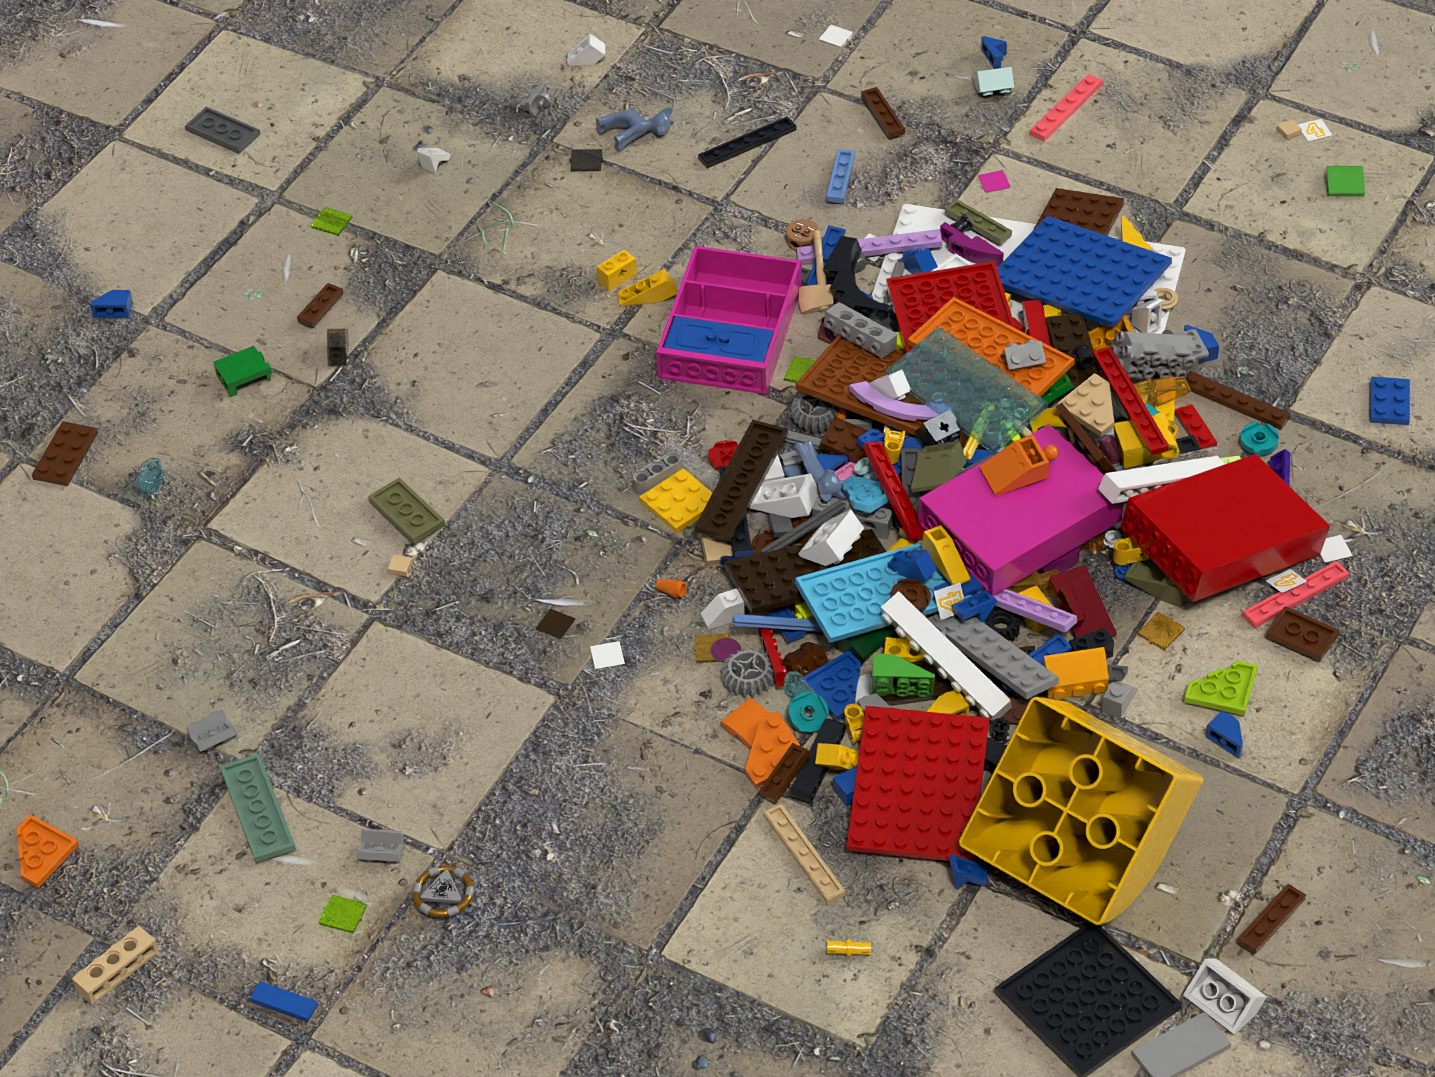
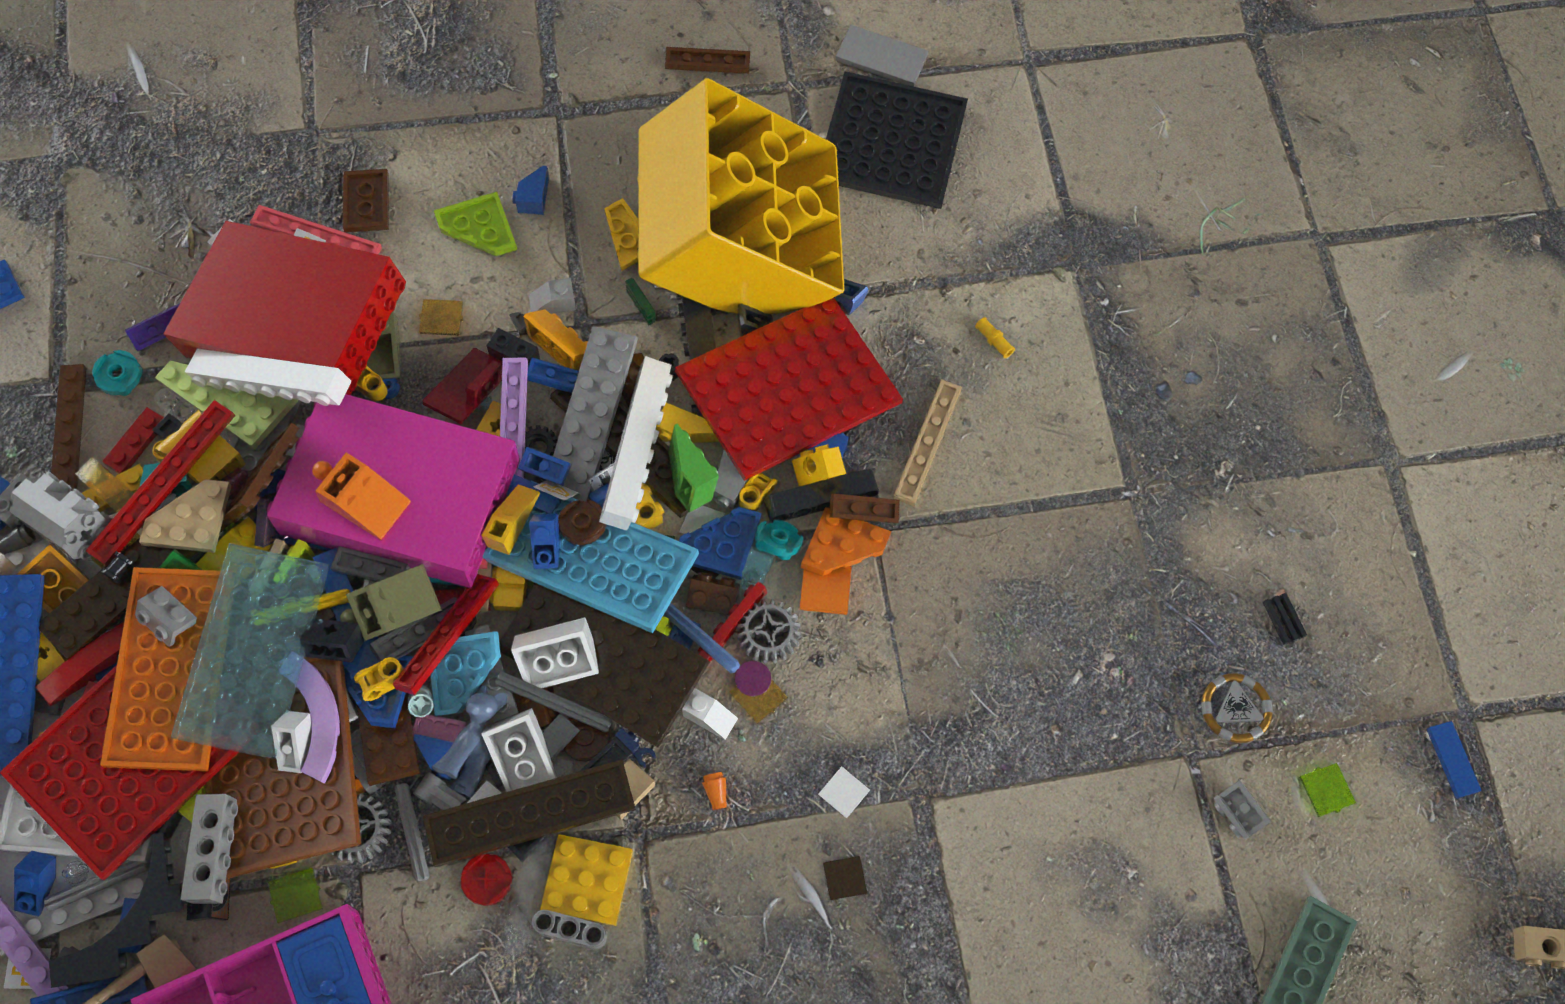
camera: 135 degrees left, 20 degrees up
(472, 972) = (1285, 619): none -> black tile
(1224, 995) = (810, 49): white slope -> none

